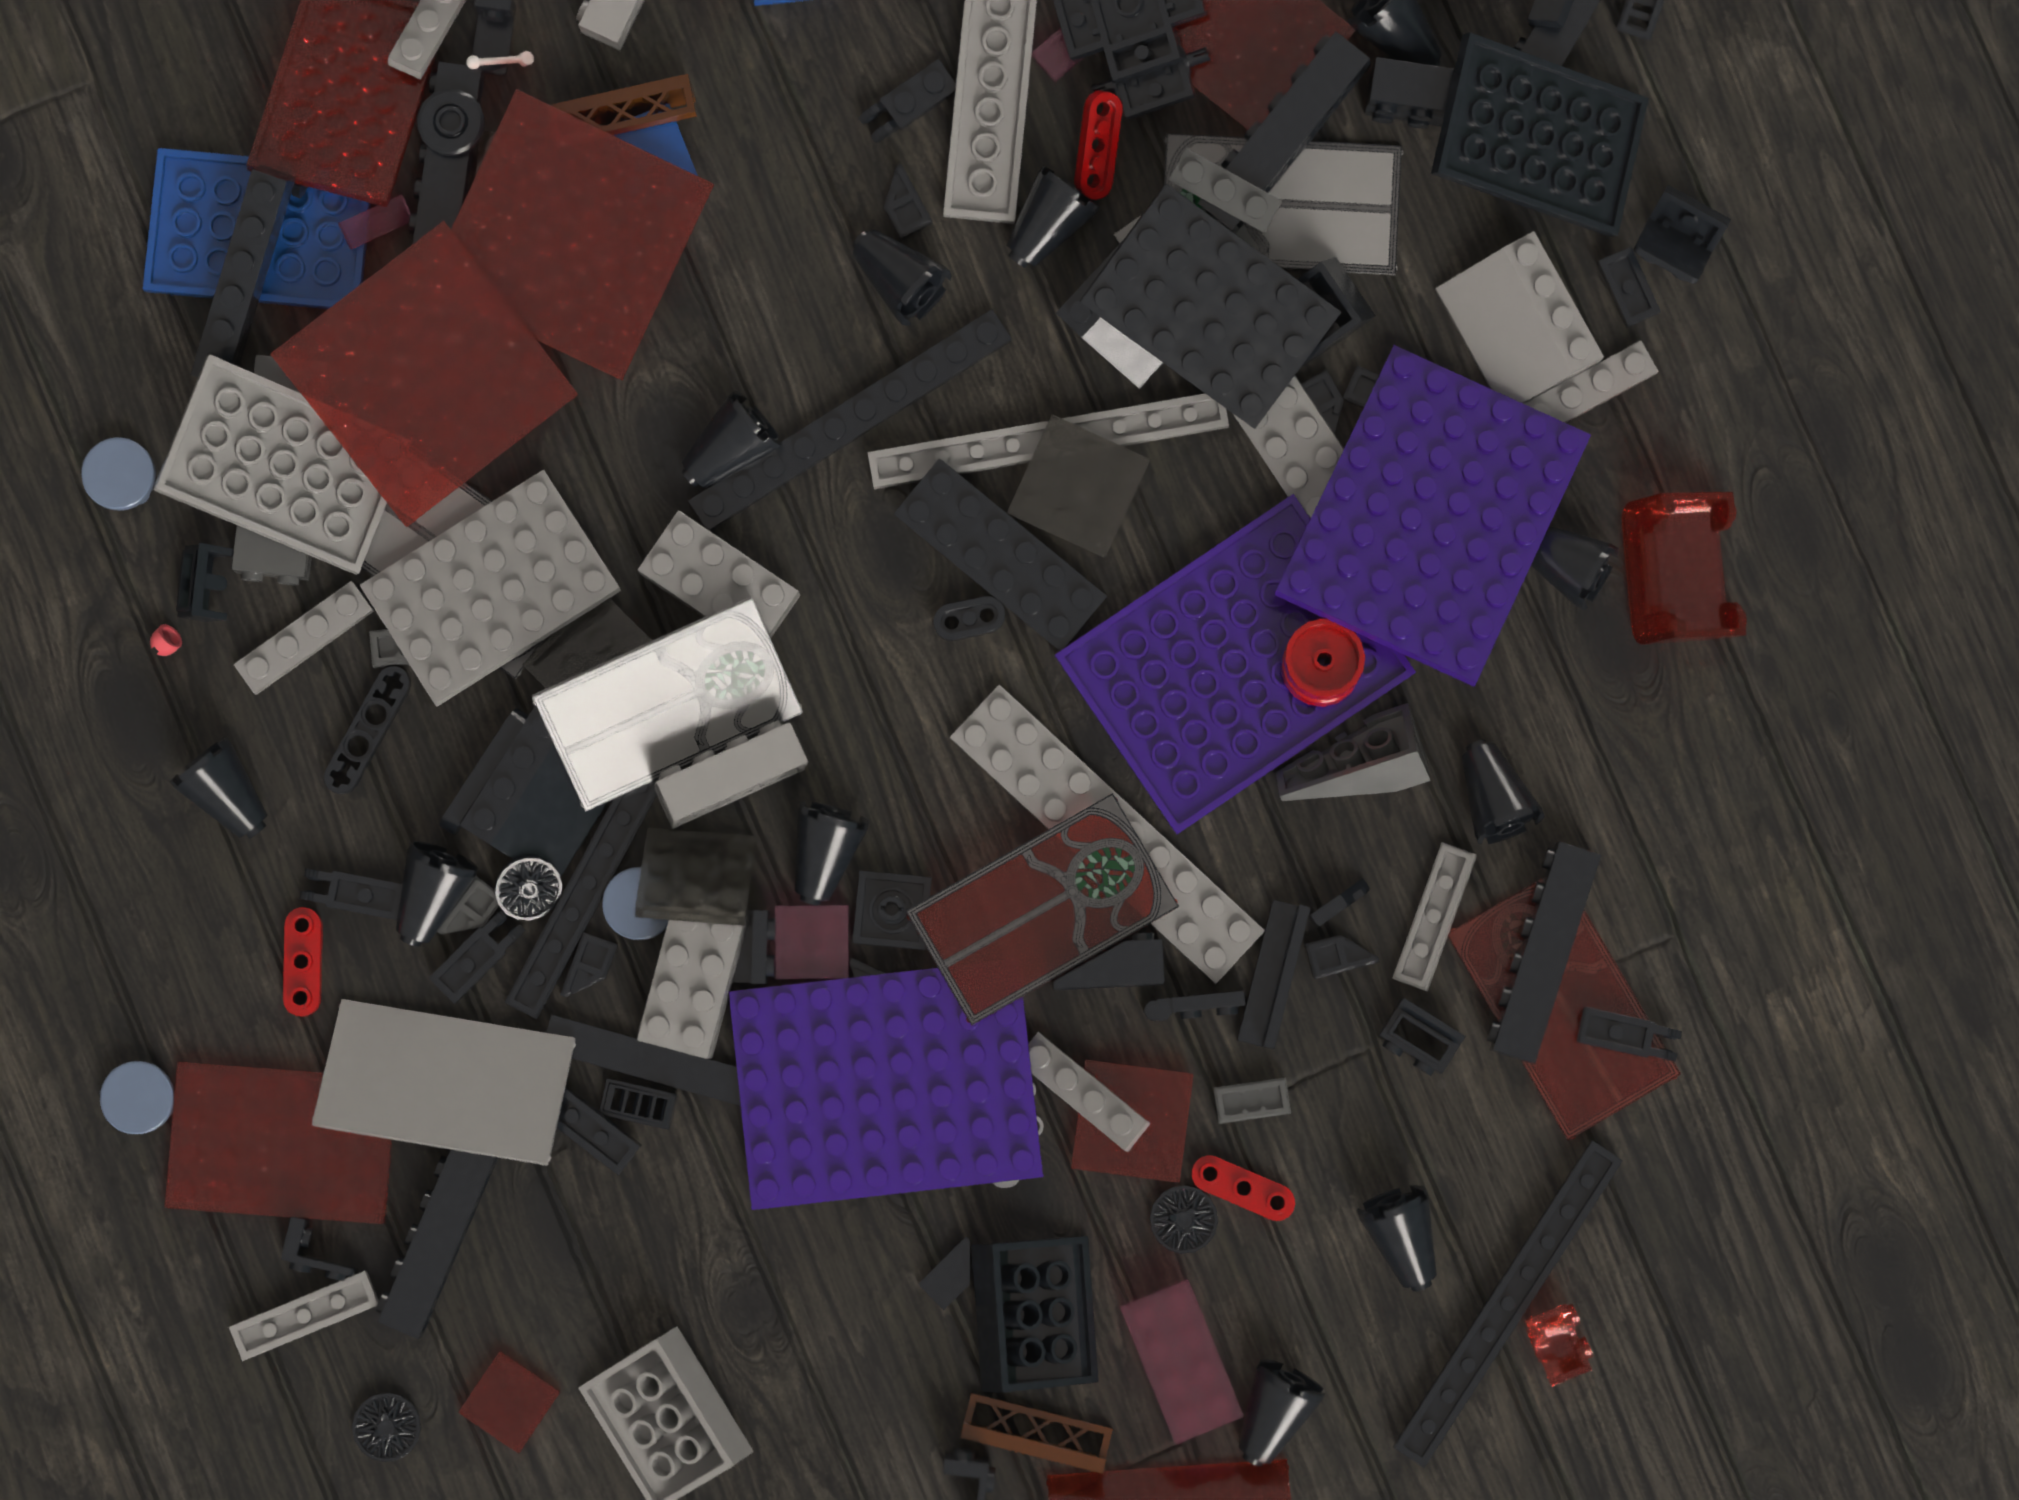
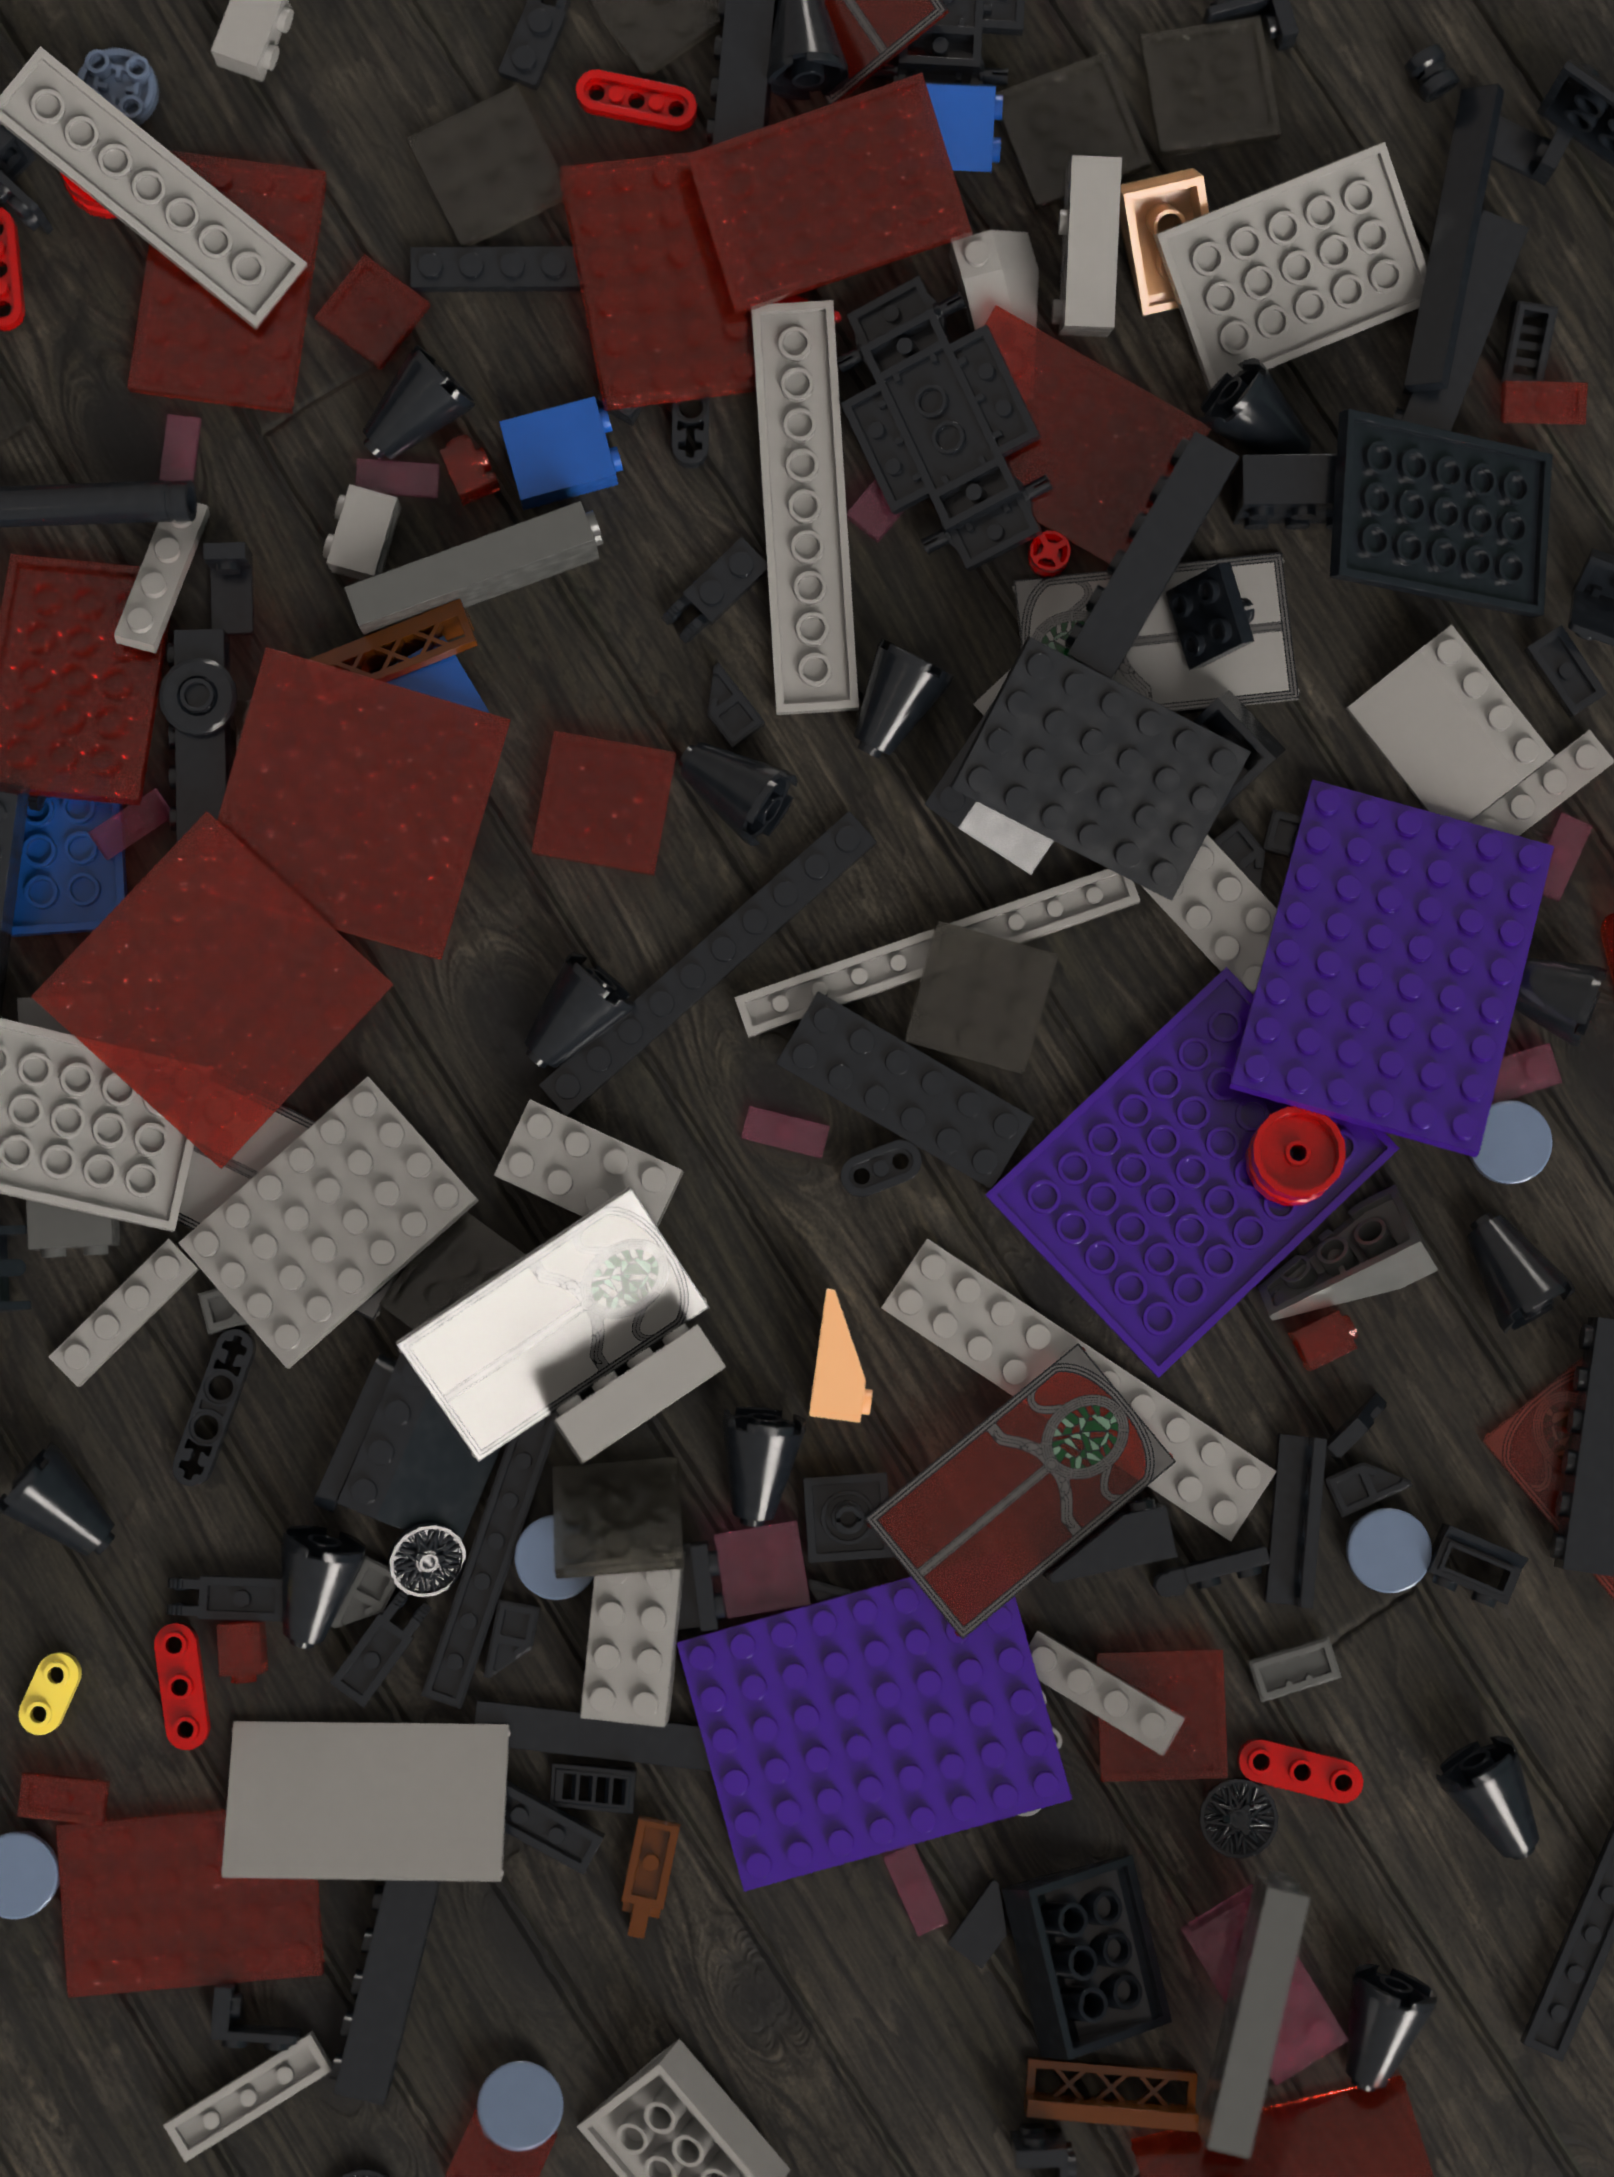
camera: 10 degrees left, 0 degrees up
(187, 1040) = (63, 1798): none -> clear red plate
(190, 951) = (50, 1695): none -> light yellow plate
(359, 939) = (242, 1650): none -> clear red brick
(524, 59) = (270, 611): white hinge -> none
(532, 1360) = (519, 2106): none -> sand blue tile
(674, 1182) = (649, 1871): none -> reddish brown hinge
(708, 50) = (478, 568): none -> dark grey brick
(783, 268) = (604, 803): none -> clear red plate
(892, 575) = (785, 1132): none -> clear pink piece
(898, 1235) = (915, 1890): none -> clear pink piece
(902, 789) = (838, 1376): none -> light nougat slope
(1102, 159) = (945, 622): red plate -> none
(1164, 1374) = (1253, 2014): none -> dark grey brick
(1198, 109) = (1055, 548): none -> red wheel
(1225, 190) = (1097, 634): dark grey plate -> none
(1324, 824) = (1324, 1339): none -> clear red brick
(1329, 190) = (1210, 615): none -> black plate
(1349, 1013) = (1388, 1550): none -> sand blue tile
(1434, 916) = (1466, 1423): light grey tile -> none
(1512, 683) = (1513, 1144): none -> sand blue tile
(1531, 627) = (1526, 1073): none -> clear pink plate
(1602, 442) = (1568, 841): none -> clear pink piece
(1649, 52) = (1544, 402): none -> clear red plate

